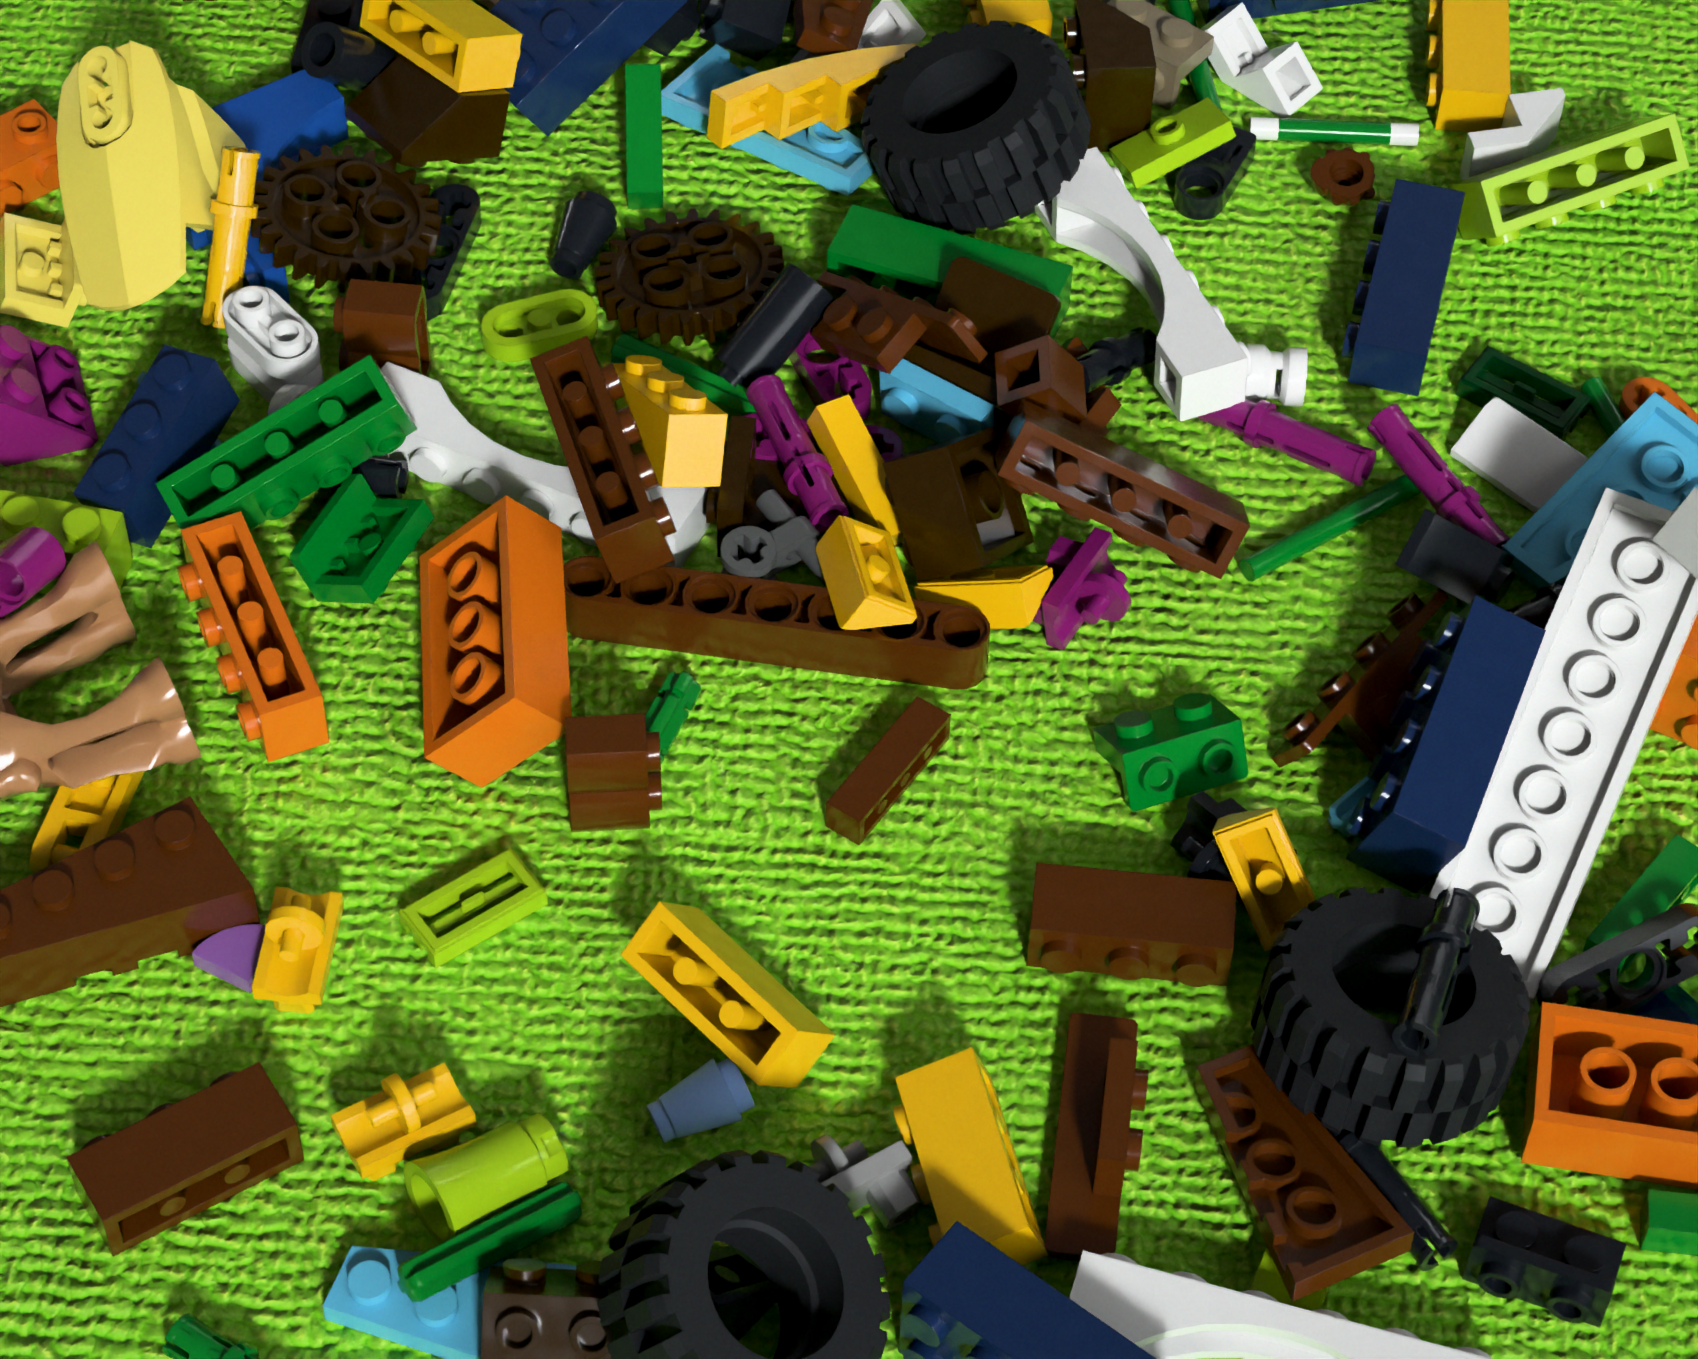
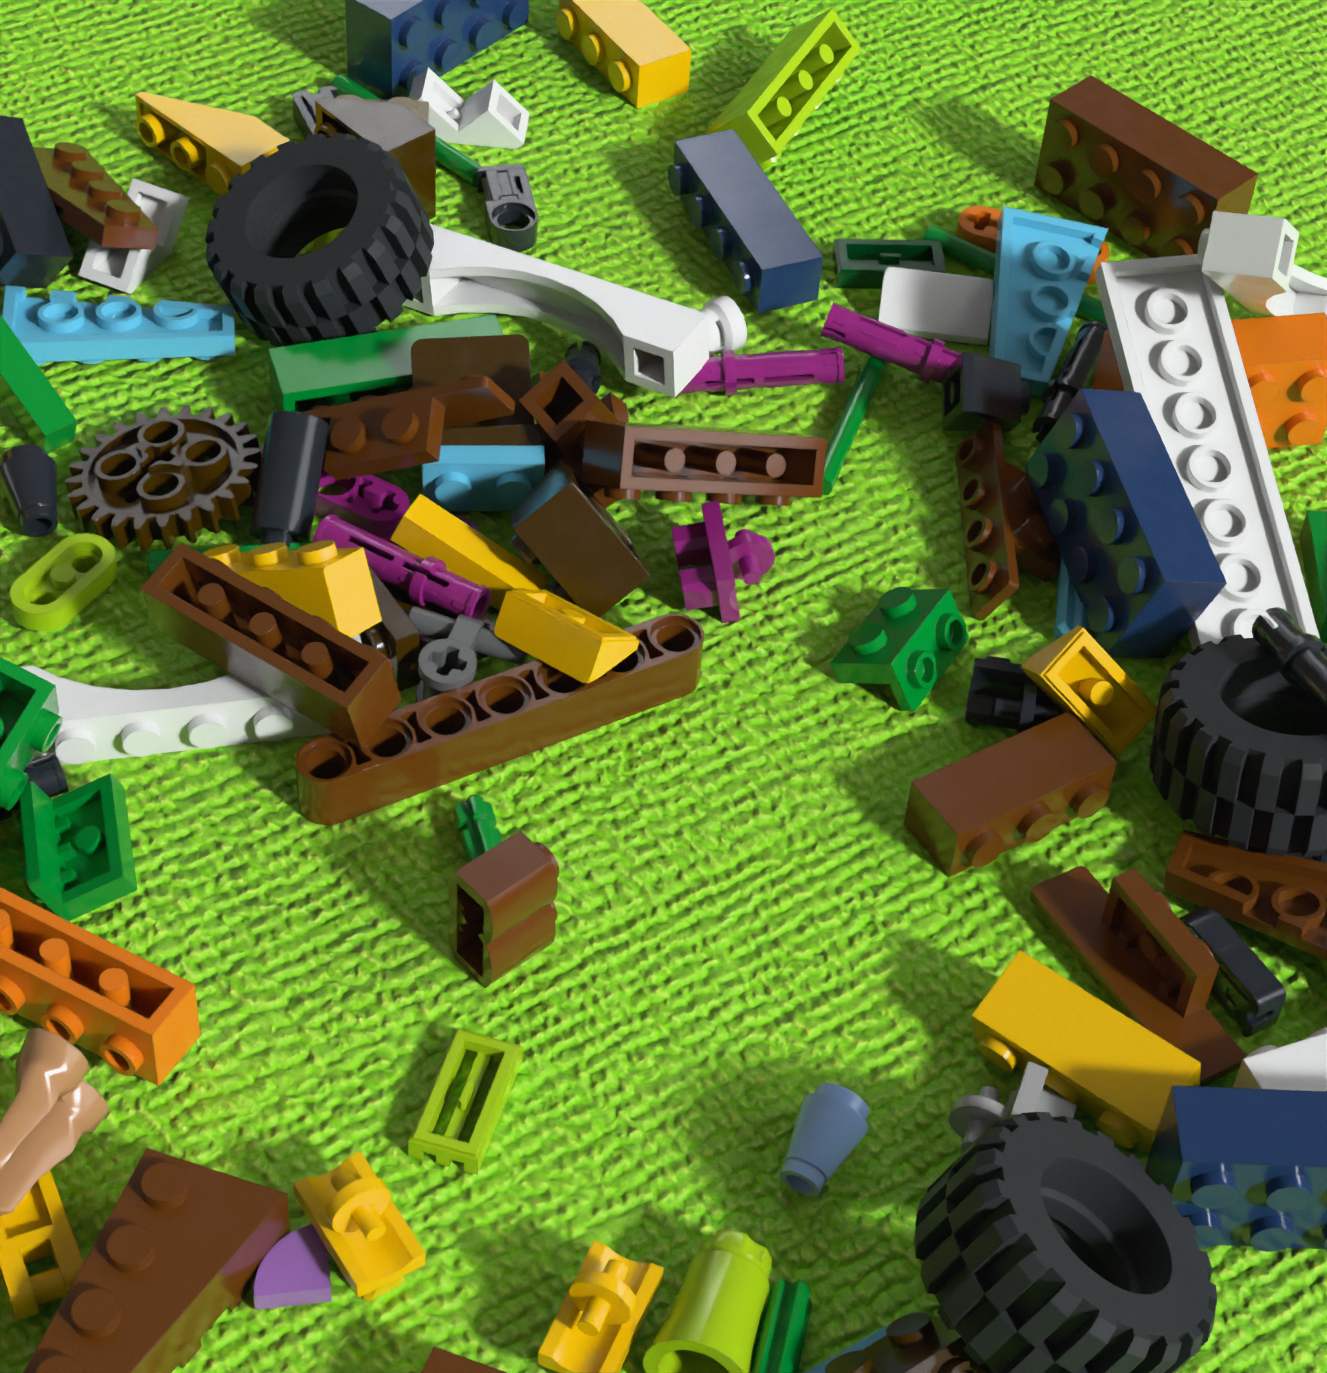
camera: 40 degrees left, 5 degrees down
(494, 642) = (300, 856): orange brick -> none
(727, 995) = (772, 1034): yellow brick -> none
(800, 94) = (149, 274): yellow slope -> none
(887, 770) = (705, 785): reddish brown piece -> none
(1003, 594) = (676, 588): yellow slope -> none
(1170, 1180) = (1242, 978): none -> black piece
(1172, 142) = (470, 190): lime plate -> none
(1334, 131) = (571, 138): green bar -> none
(1344, 176) = (615, 166): reddish brown animal -> none
(1526, 130) = (710, 82): white slope -> none

